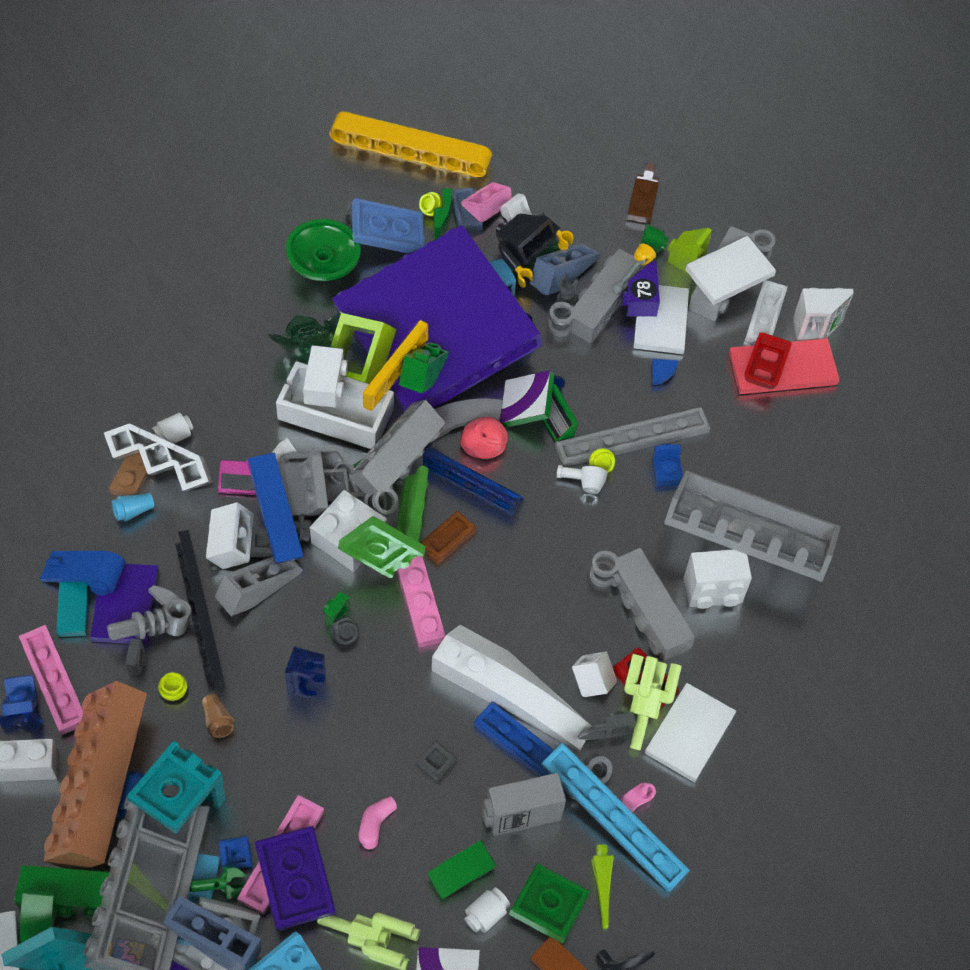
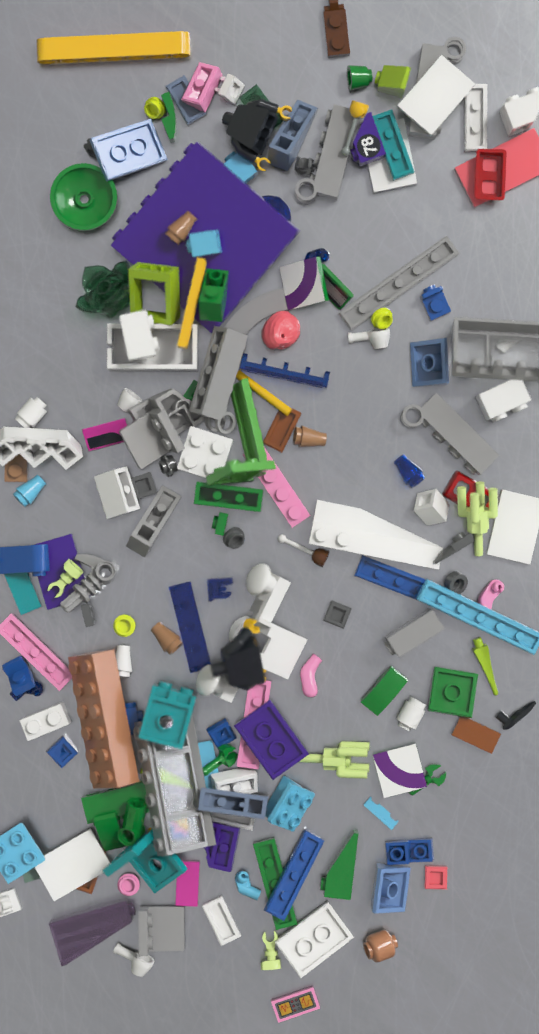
camera: 10 degrees left, 30 degrees up
(26, 807) = (61, 752): none -> blue tile
(75, 909) = (133, 823): none -> green piece
(129, 606) = (72, 571): none -> yellowish green piece
(151, 726) = (123, 661): none -> white cone
(200, 620) = (112, 551): black plate -> none
(251, 715) = (190, 626): none -> clear blue hinge
(275, 508) = (143, 462): blue tile -> none
(296, 751) = (241, 659): none -> black torso
(348, 773) = (282, 645): none -> white piece
(357, 580) = (228, 496): none -> green brick
(412, 295) = (181, 227): none -> medium nougat cone
(435, 312) = (204, 243): none -> medium azure brick
(439, 685) = (319, 555): none -> hinge
(444, 497) = (262, 392): none -> yellow bar
(474, 553) = (308, 437): none -> medium nougat cone
(581, 628) = (409, 471): none -> clear blue cone
(642, 521) = (429, 362): none -> medium blue slope
(663, 370) = (405, 209): blue tile -> none
(670, 310) = (394, 146): none -> teal tile

